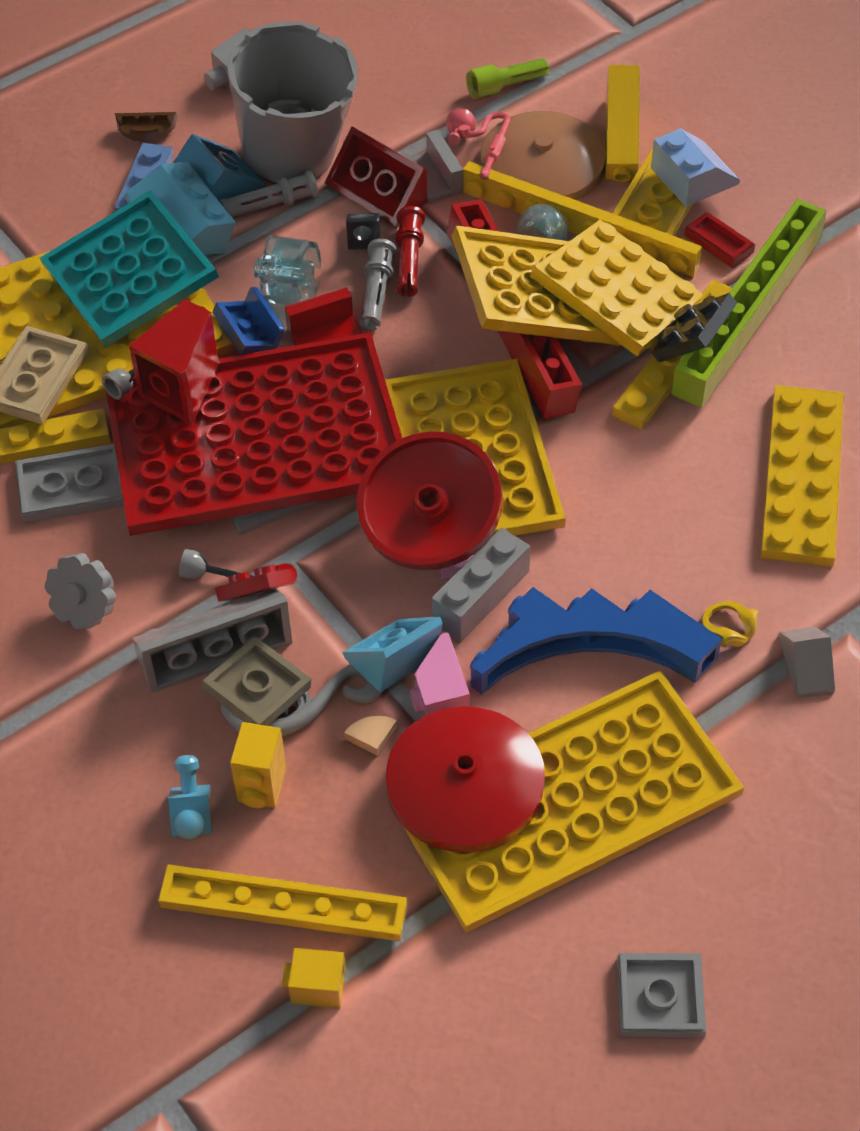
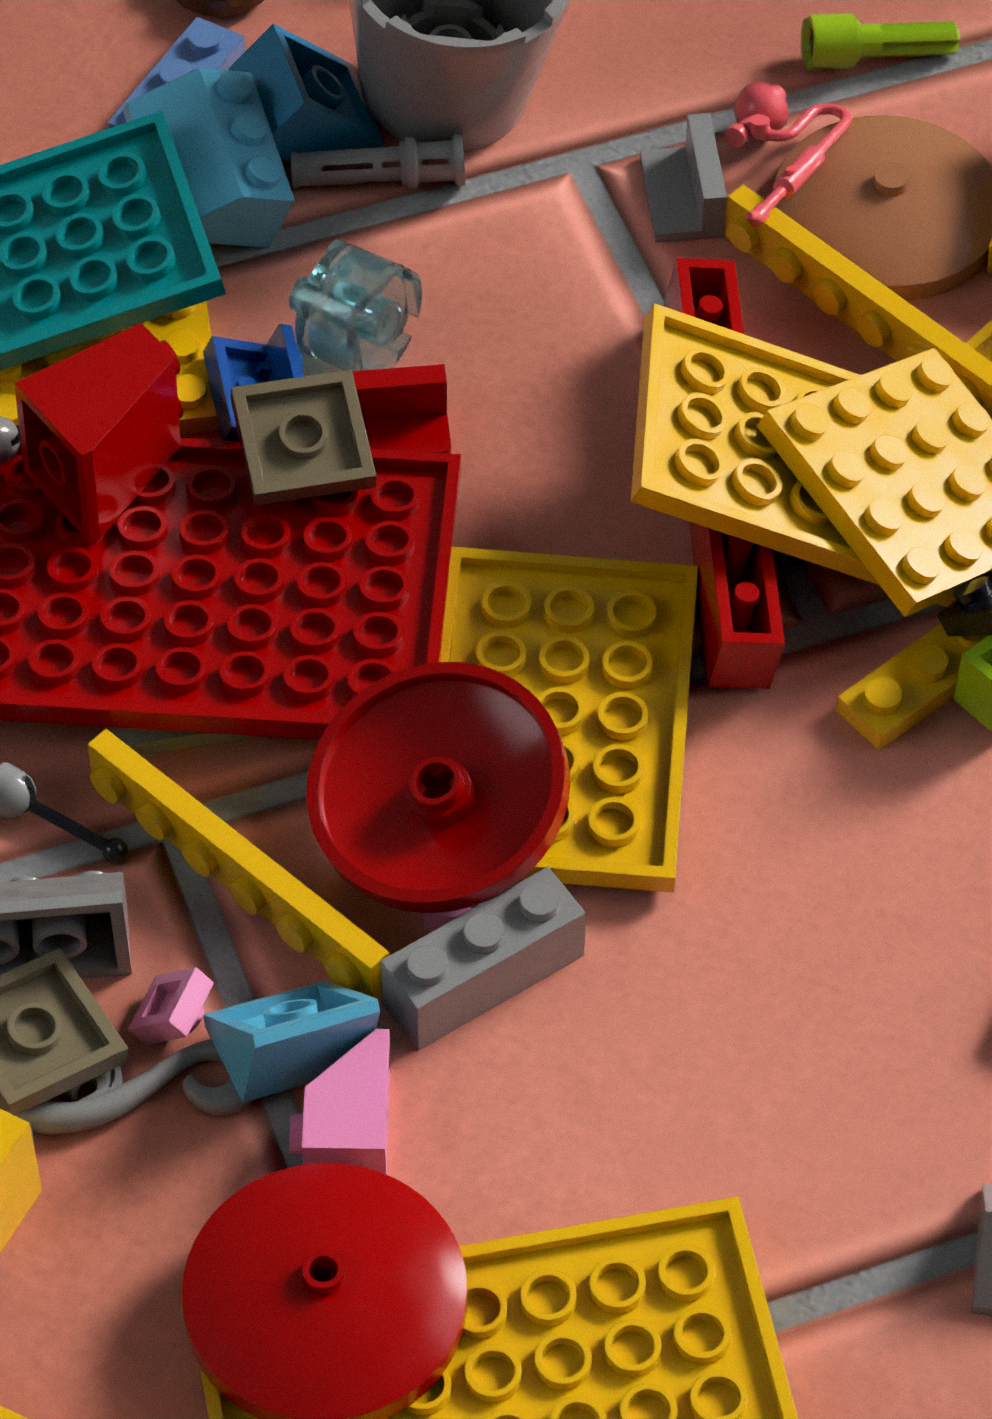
camera: 15 degrees right, 0 degrees up
(265, 579) = (103, 851): red hinge -> none
(287, 341) = (303, 437): none -> dark tan plate
(323, 652) = (171, 1006): none -> bright pink plate
(329, 569) = (248, 873): none -> yellow plate
(362, 230) = (516, 266): black bracket -> none
(371, 732) = (204, 1169): light nougat tile -> none
(377, 176) = (577, 178): red slope -> none
(378, 273) = (515, 349): light grey pin -> none
(409, 239) = (591, 302): red pin -> none
(542, 222) = (831, 331): clear light blue hat -> none
(645, 630) = (650, 1080): blue arch -> none
(728, 636) = (888, 1169): yellow piece -> none

